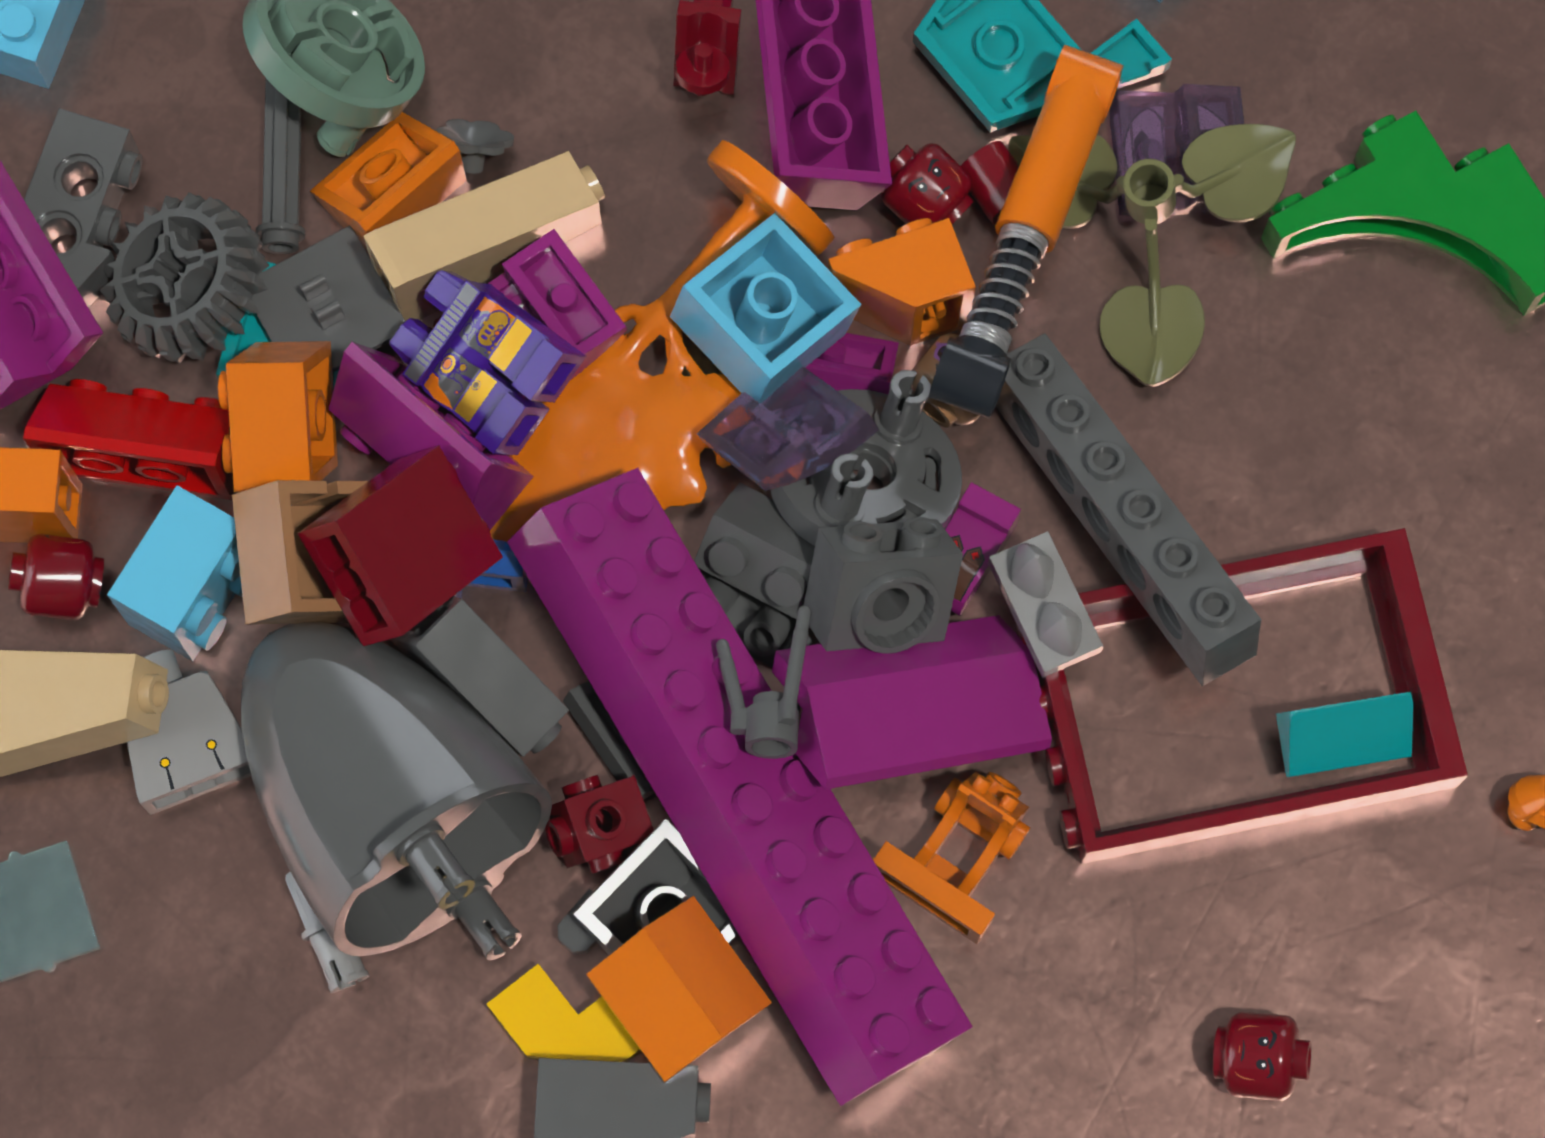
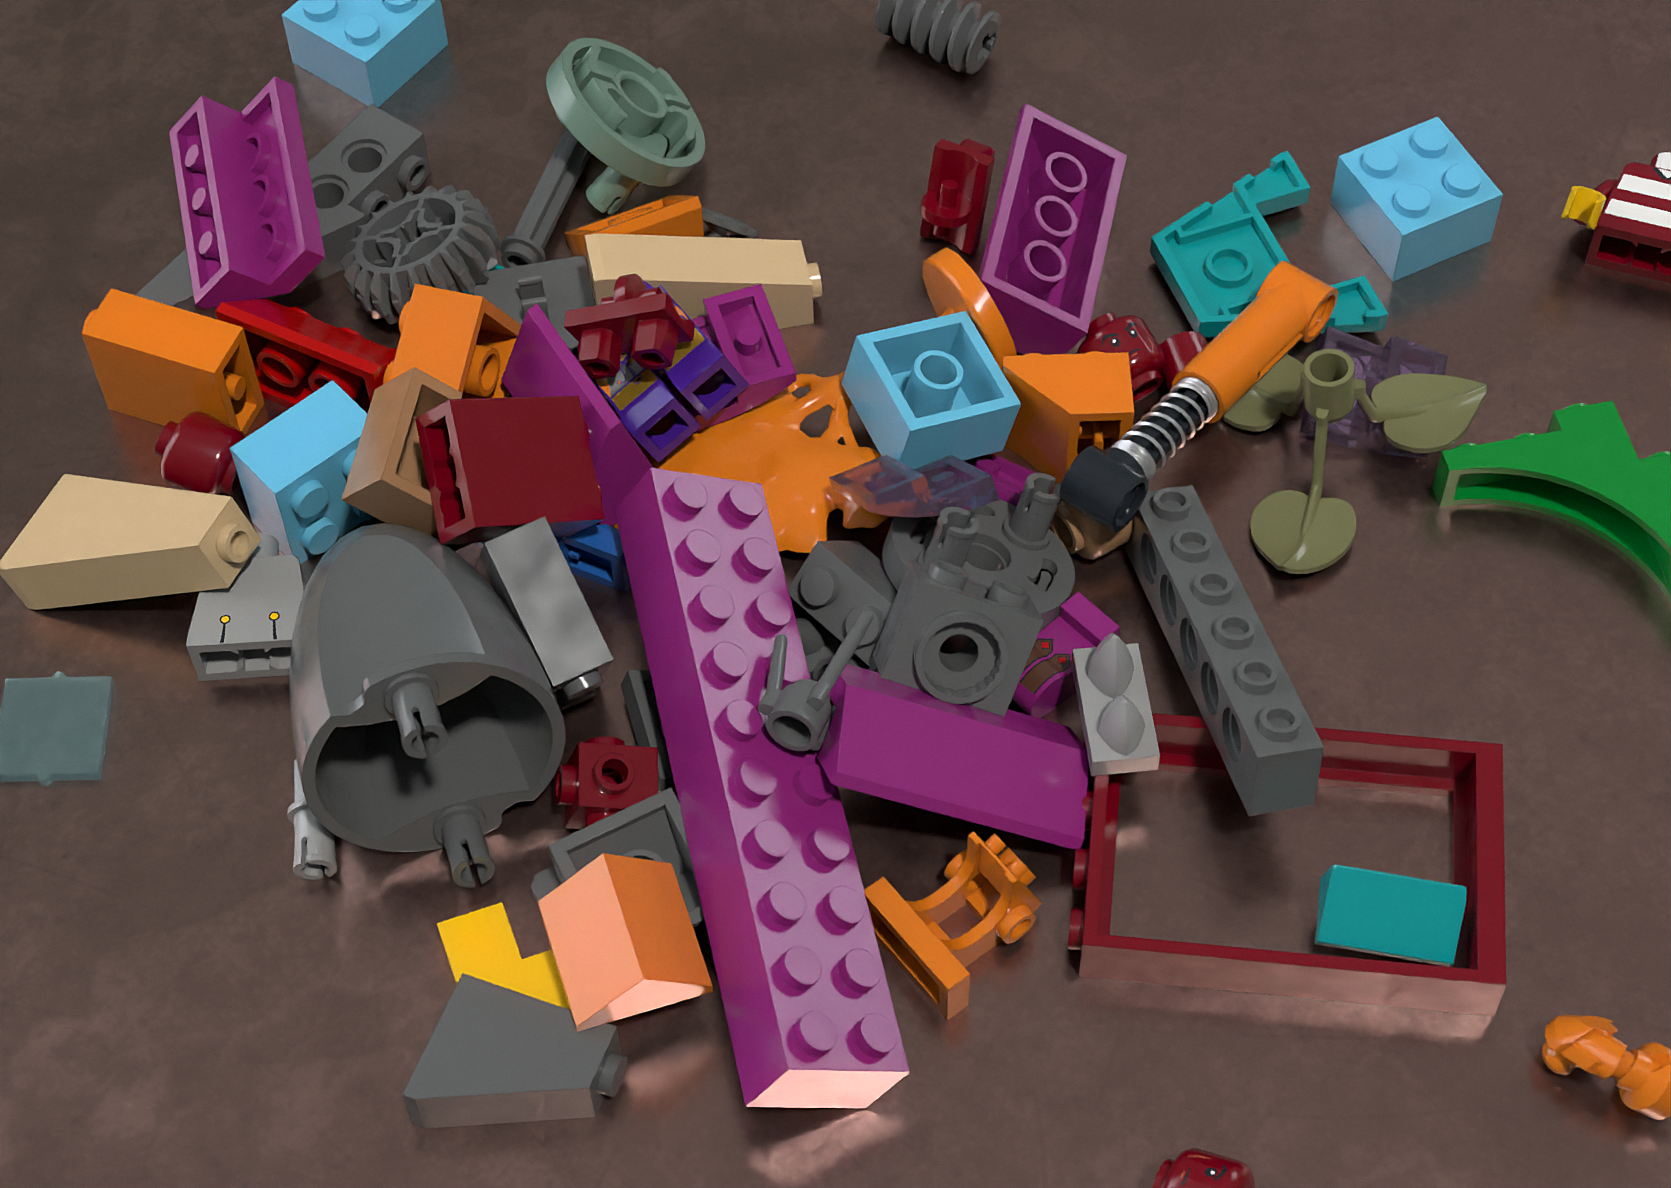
camera: 20 degrees right, 20 degrees down
(483, 344) = (627, 322): none -> dark red hips

